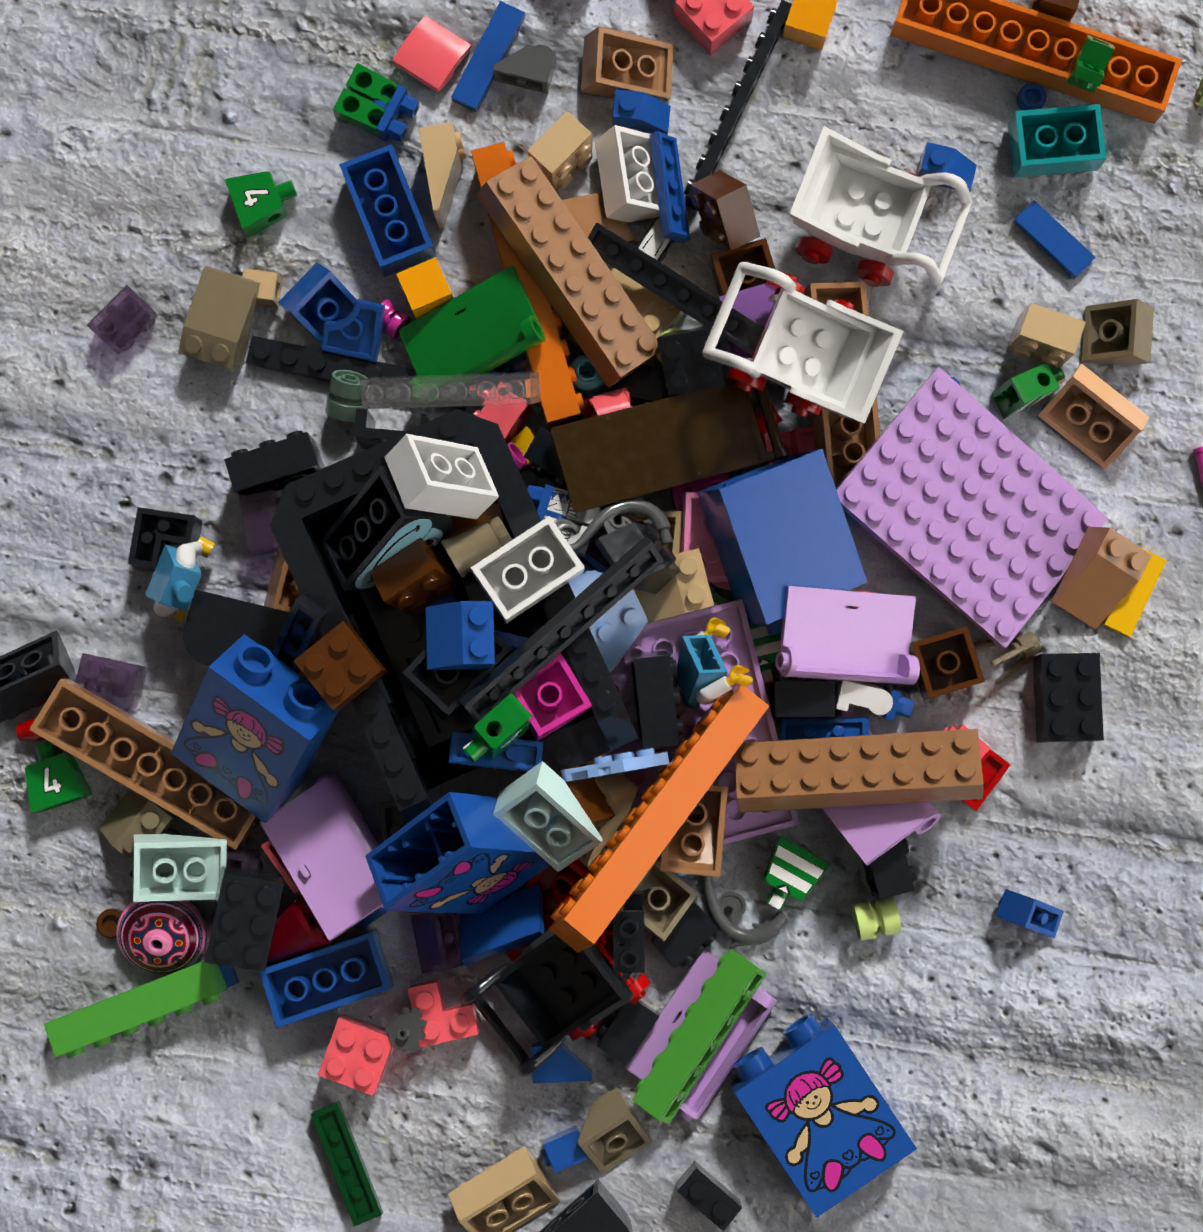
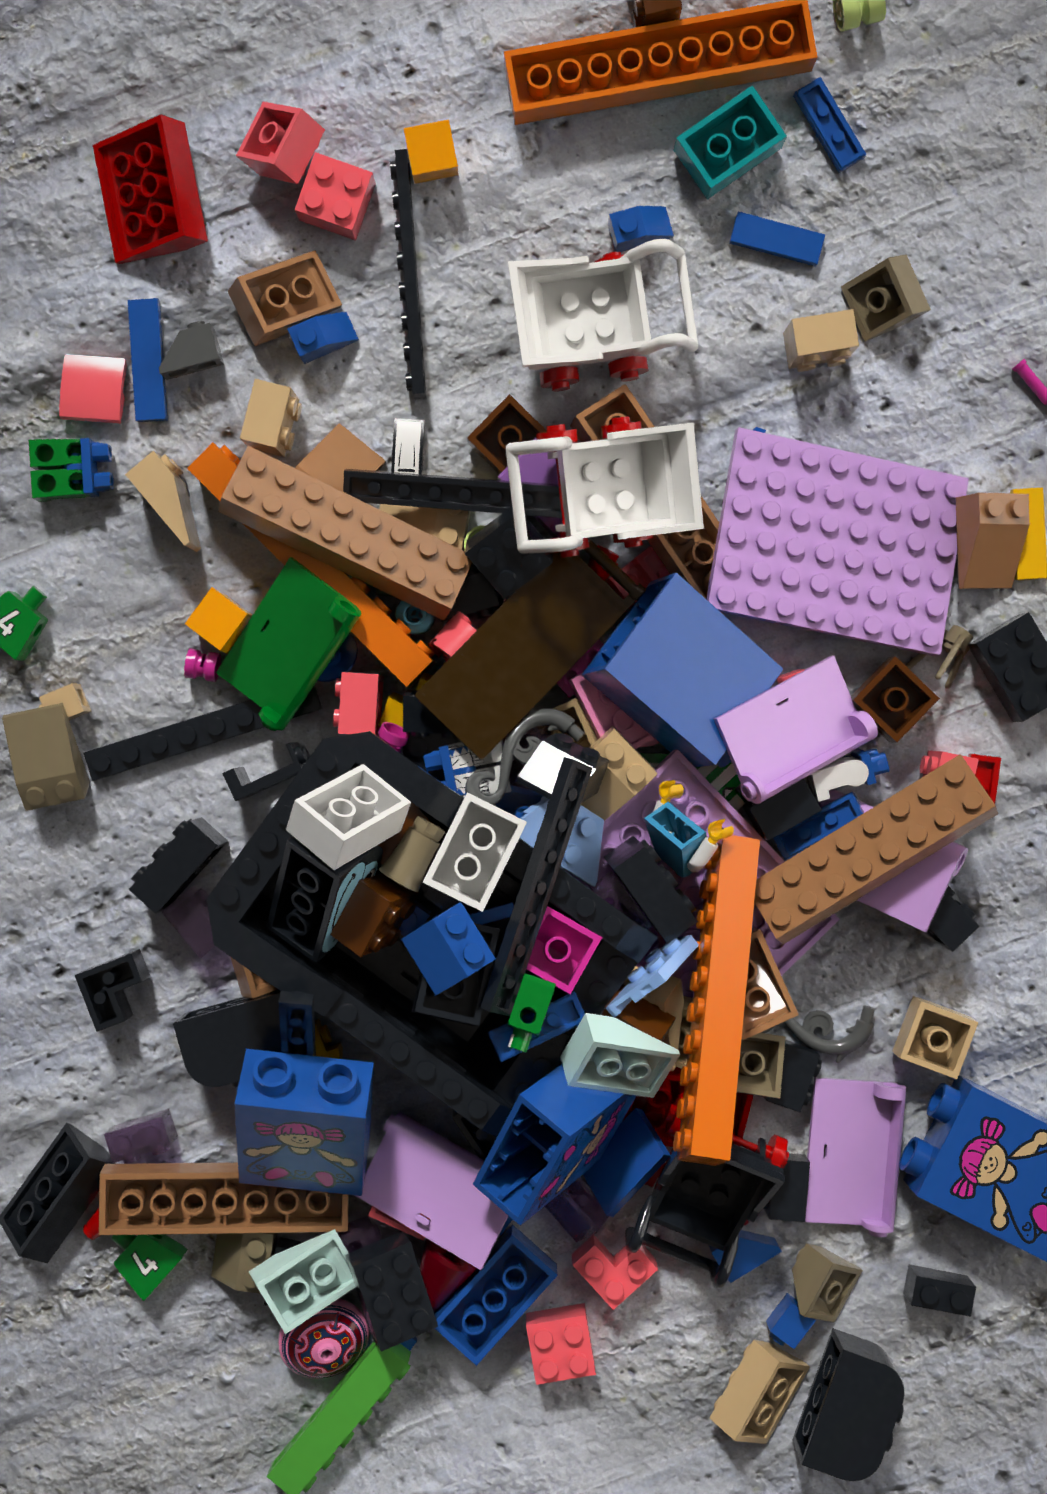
camera: 30 degrees left, 5 degrees up
(108, 921) = (269, 1352): reddish brown tile -> none
(177, 578) = (149, 1018): dark azure torso -> none
(317, 299) = (130, 688): blue slope -> none
(340, 666) = (353, 1034): reddish brown brick -> none
(345, 395) = (204, 761): sand green wheel -> none
(346, 1163) = (604, 1441): dark green plate -> none
(357, 333) = (180, 697): blue tile -> none
(387, 210) = (140, 565): blue brick -> none
(406, 1029) = (592, 1302): dark grey piece -> none
(451, 390) = (301, 709): clear brick -> none
(627, 175) = (349, 401): white slope -> none
(629, 936) = (753, 1124): black window -> none
(669, 187) = (391, 393): blue tile -> none
(698, 1036) = (855, 1159): bright green brick -> none
(725, 210) = (456, 389): reddish brown brick -> none
(791, 872) = (856, 965): torso -> none
(825, 970) = (935, 1037): none -> tan brick
(876, 918) = (954, 966): yellowish green wheel -> none
(1027, 389) = (831, 399): green torso -> none
(1031, 97) = (682, 111): blue tile -> none
(1090, 64) = (724, 52): green brick -> none
(1093, 416) = (905, 389): light nougat slope -> none
(1146, 173) = (829, 125): none -> blue tile

